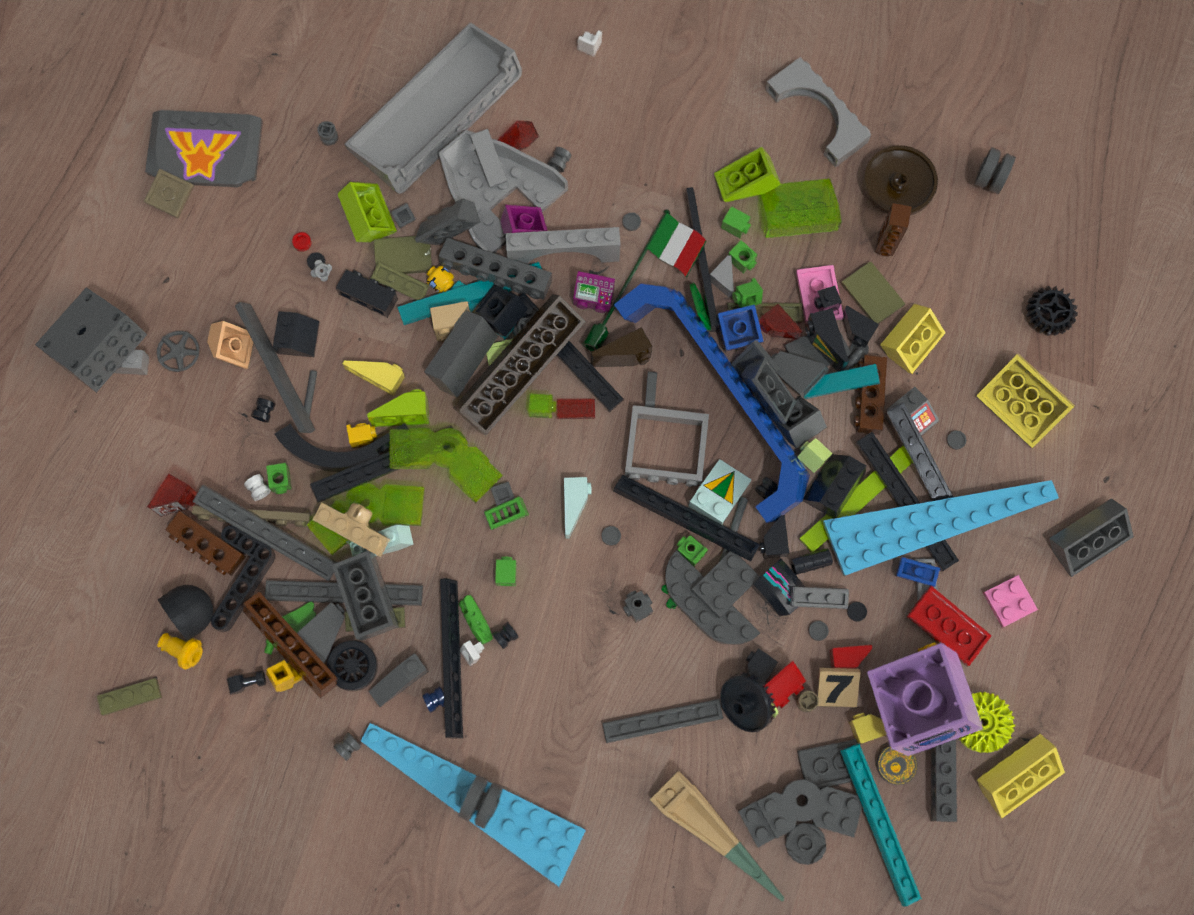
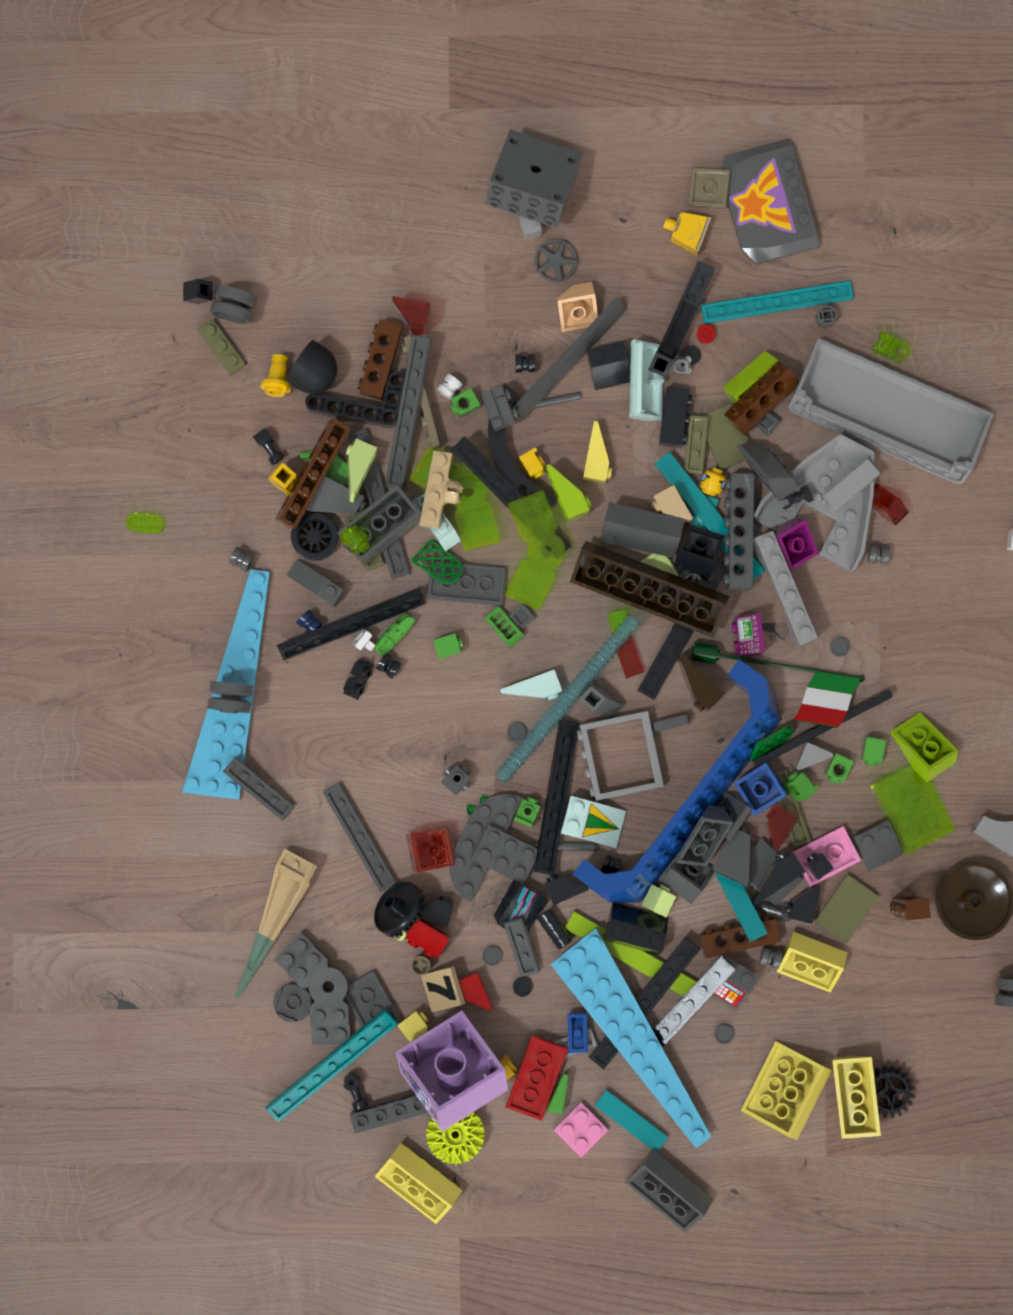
camera: 75 degrees right, 10 degrees up
(63, 700) = (197, 291): none -> black brick
(91, 668) = (233, 304): none -> dark grey wheel
(200, 224) = (688, 231): none -> yellow torso
(274, 834) = (145, 523): none -> clear neon green tile
(295, 444) = (498, 408): none -> dark grey brick
(297, 172) = (777, 302): none -> teal tile
(297, 597) = (359, 462): none -> yellowish green slope
(301, 274) = (681, 319): none -> black arch
(323, 306) = (644, 385): none -> light aqua container
(370, 622) = (354, 540): none -> clear neon green head
(375, 90) = (890, 347): none -> clear neon green piece
(379, 208) = (761, 398): none -> reddish brown brick
(420, 542) = (433, 575): none -> green window
(451, 535) = (476, 585): none -> dark grey tile
(482, 202) = (797, 497): none -> black piece
(514, 675) = (355, 687): none -> black hinge
(581, 806) = (258, 788): none -> dark grey tile
(596, 475) = (567, 698): none -> clear light blue piece
(607, 446) = (600, 700): none -> dark grey slope
(698, 654) = (430, 849): none -> clear red slope
(822, 246) = (877, 845): none -> dark grey slope
(896, 767) = (386, 1066): tile -> none
(898, 372) = (771, 957): none -> dark grey wheel
(905, 809) = (352, 1083): none -> black leg
(973, 610) = (558, 1099): none -> bright green slope
(1014, 551) = (631, 1121): none -> teal tile
(1050, 337) = (856, 1096): none -> light yellow slope

